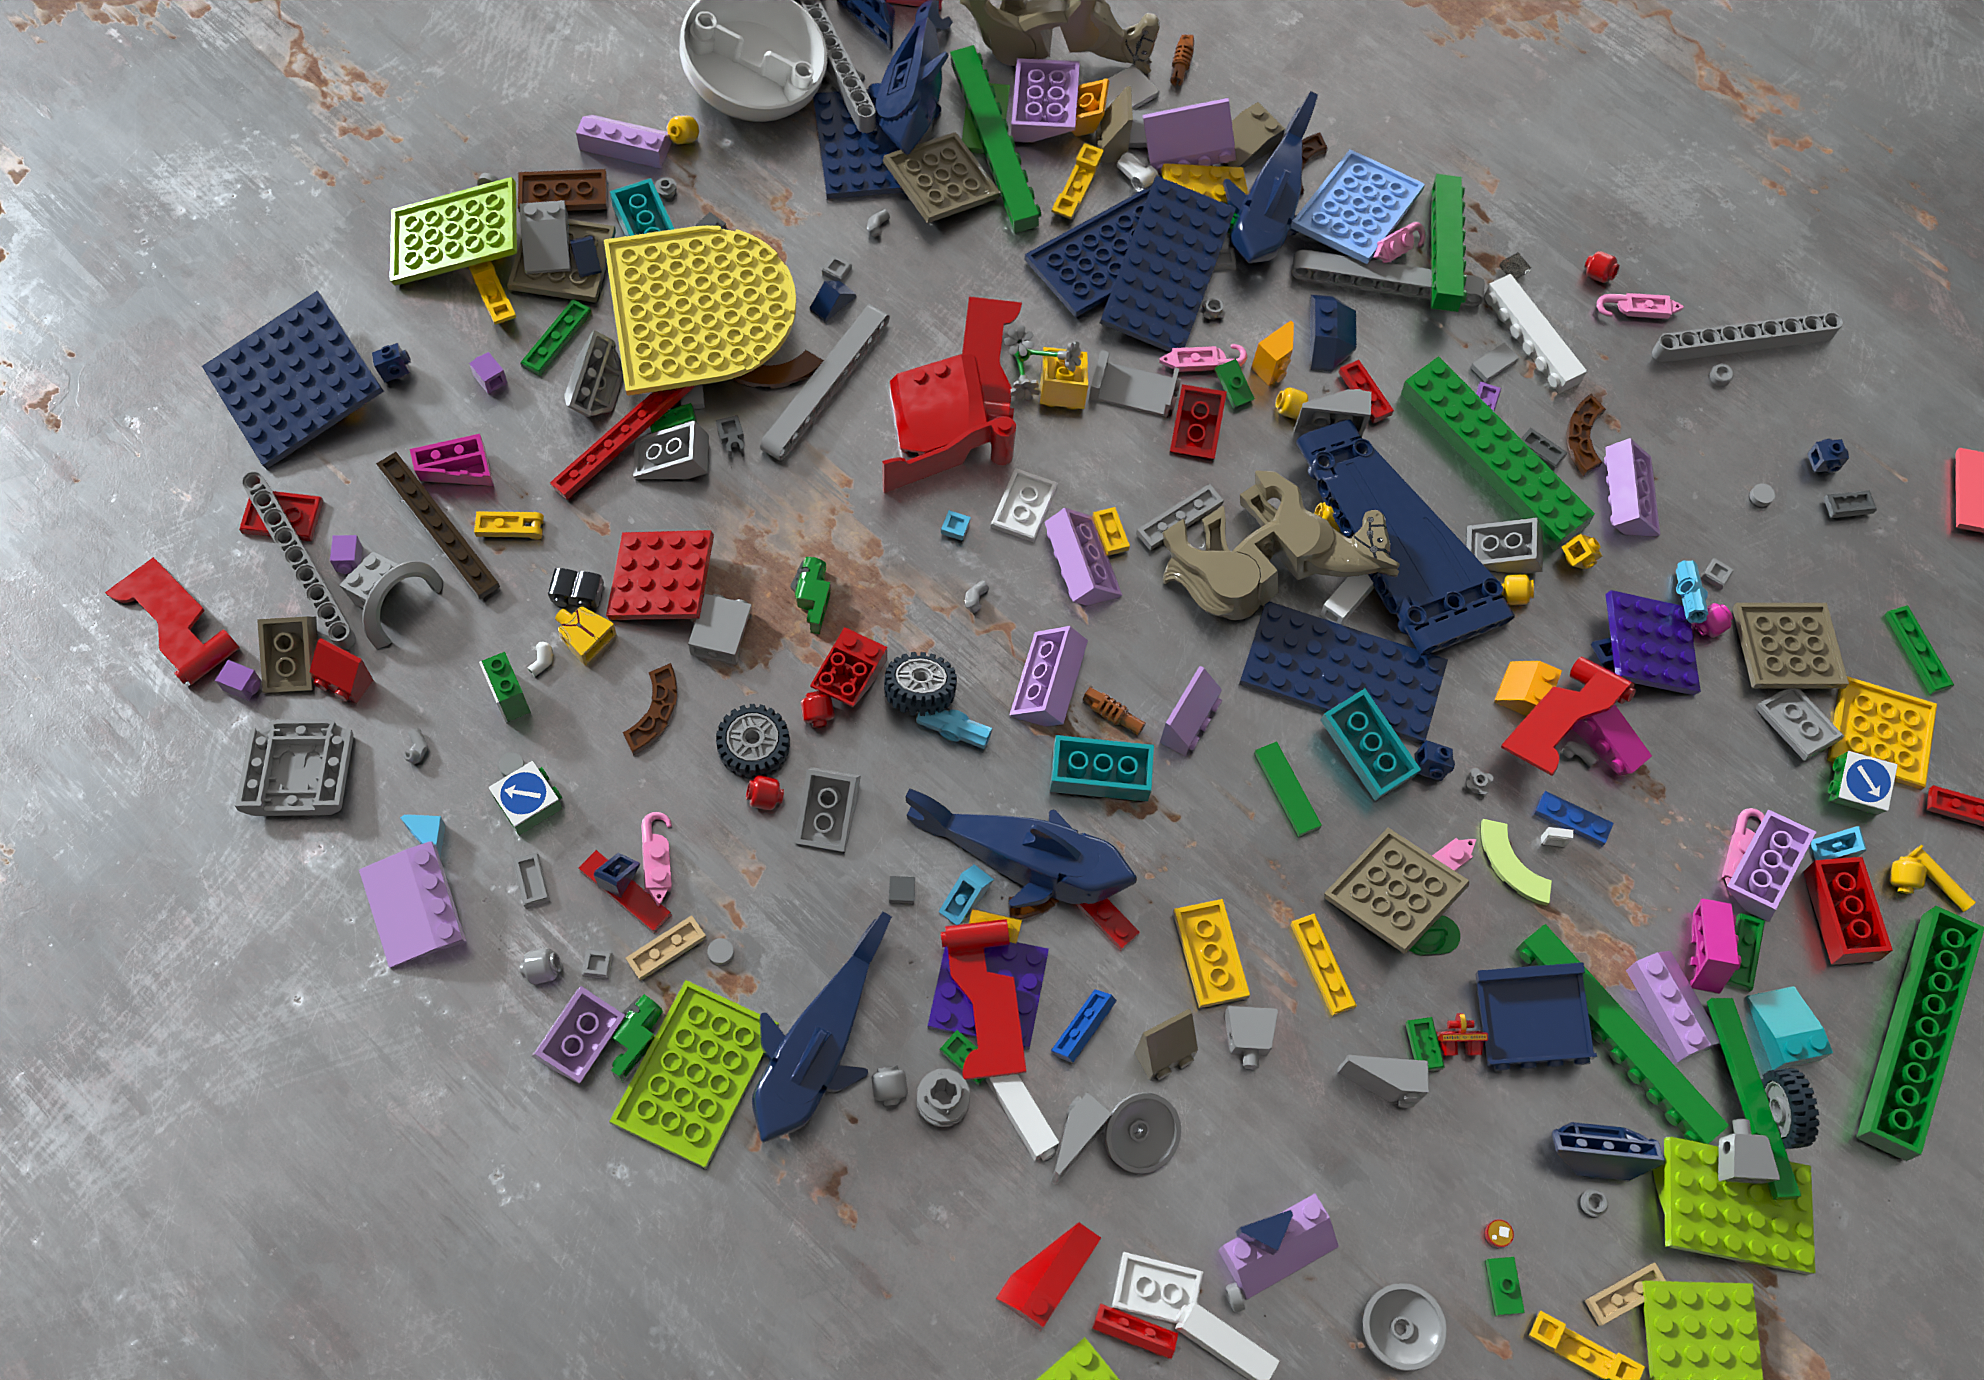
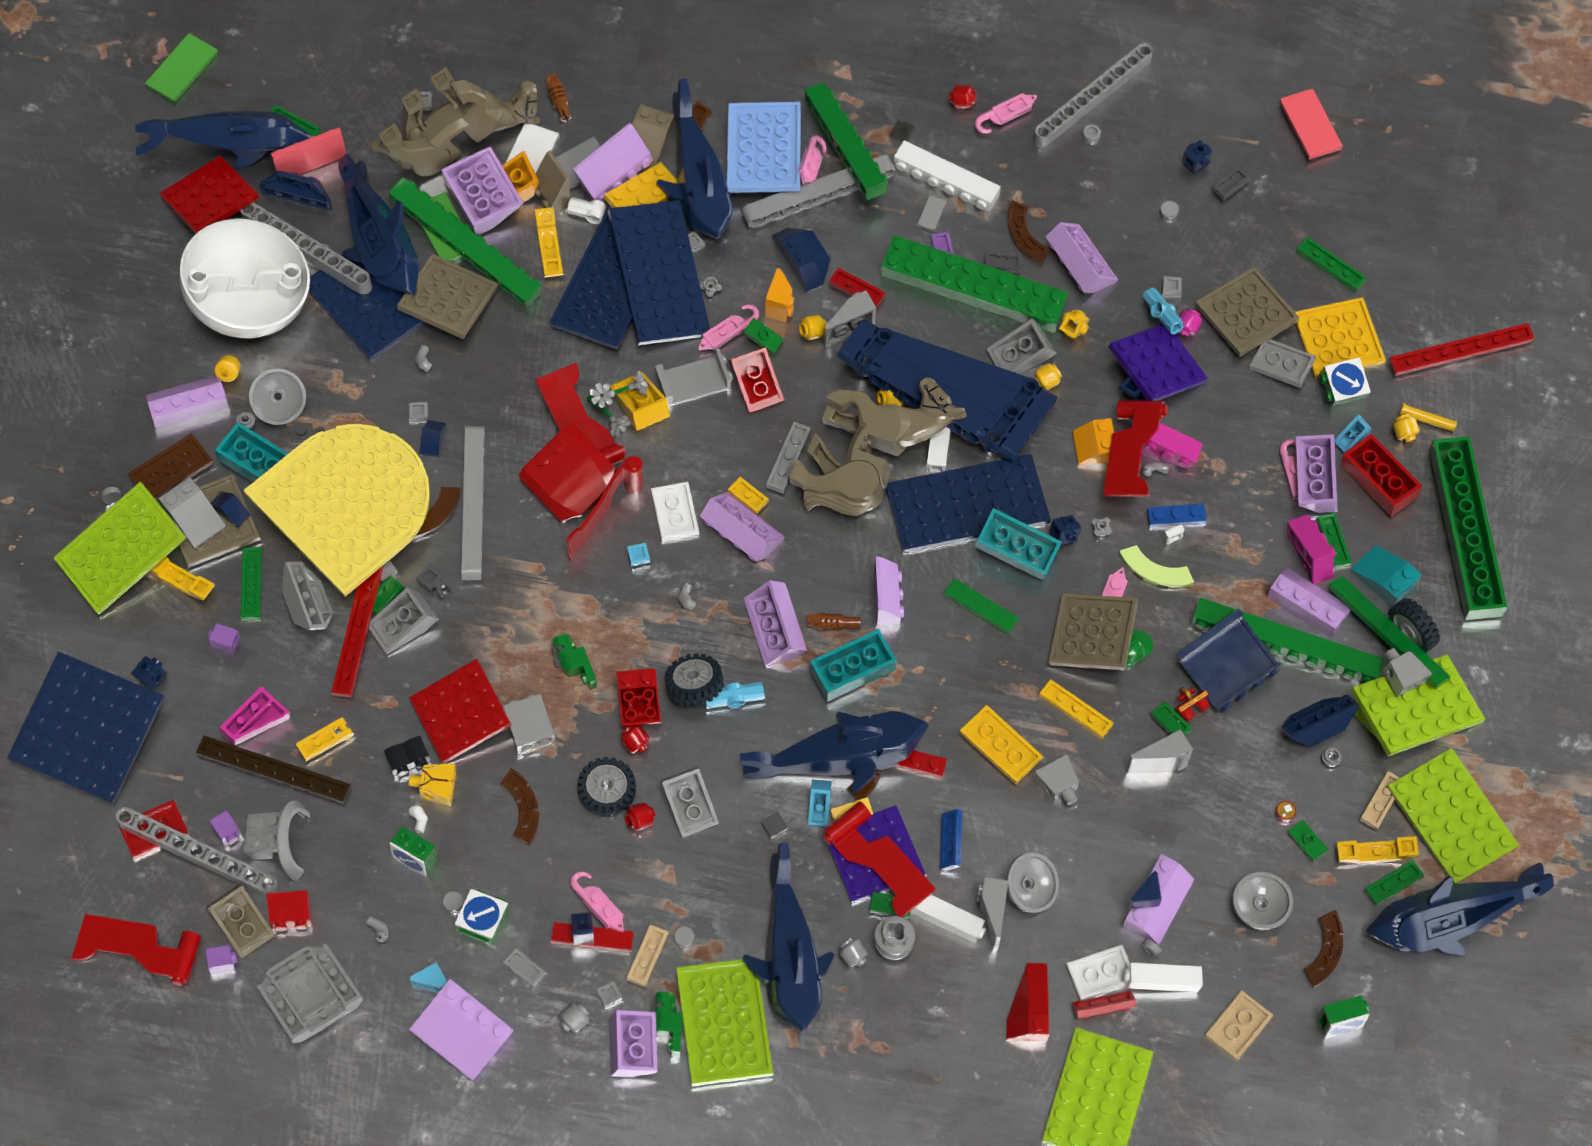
camera: 30 degrees left, 0 degrees up
(698, 170) = (263, 400): none -> light grey dish
(1168, 1046) = (1014, 819): dark tan slope -> none

